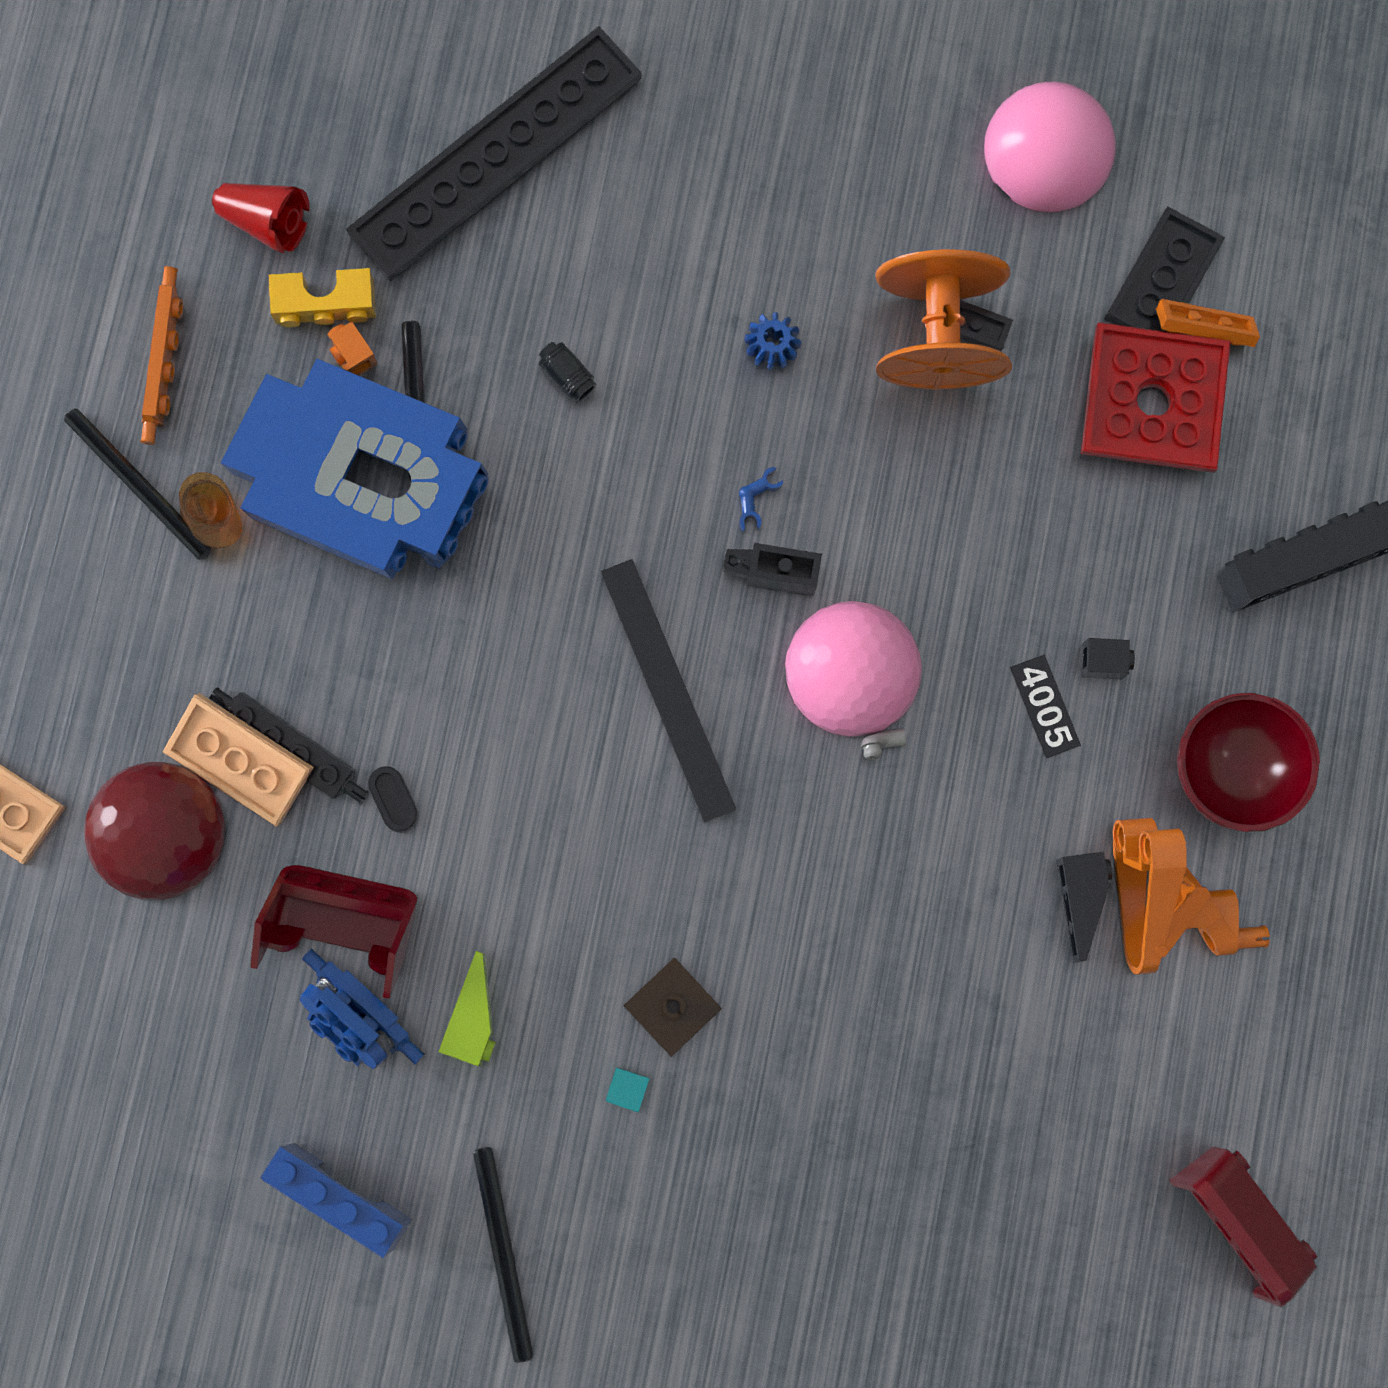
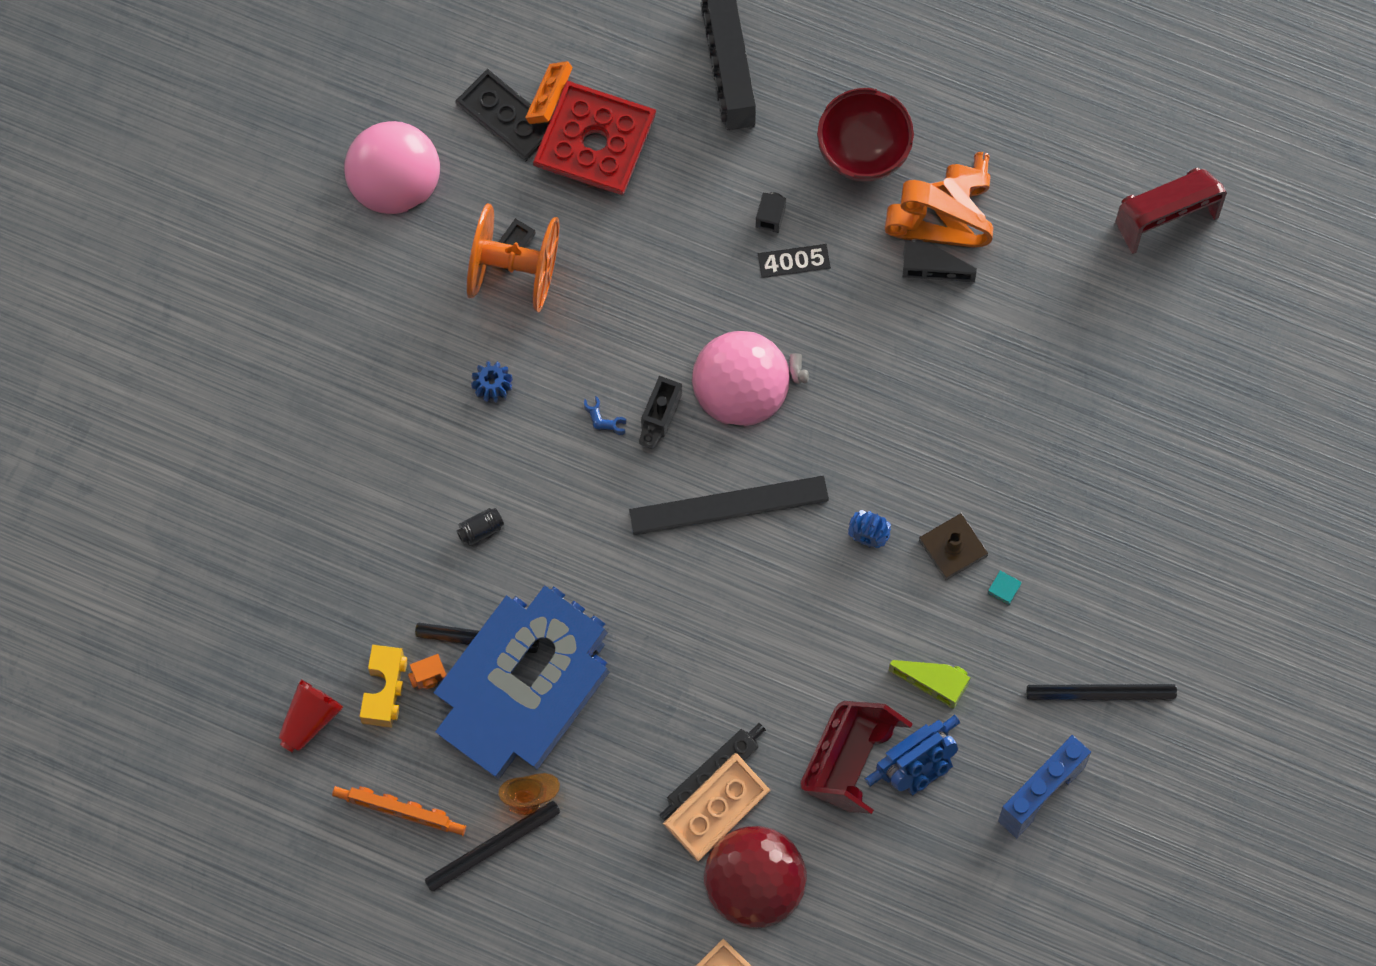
camera: 70 degrees left, 10 degrees down
(393, 799) = (767, 707): black tile -> none
(494, 153) = (301, 545): black plate -> none
(666, 885) = (869, 529): none -> blue gear

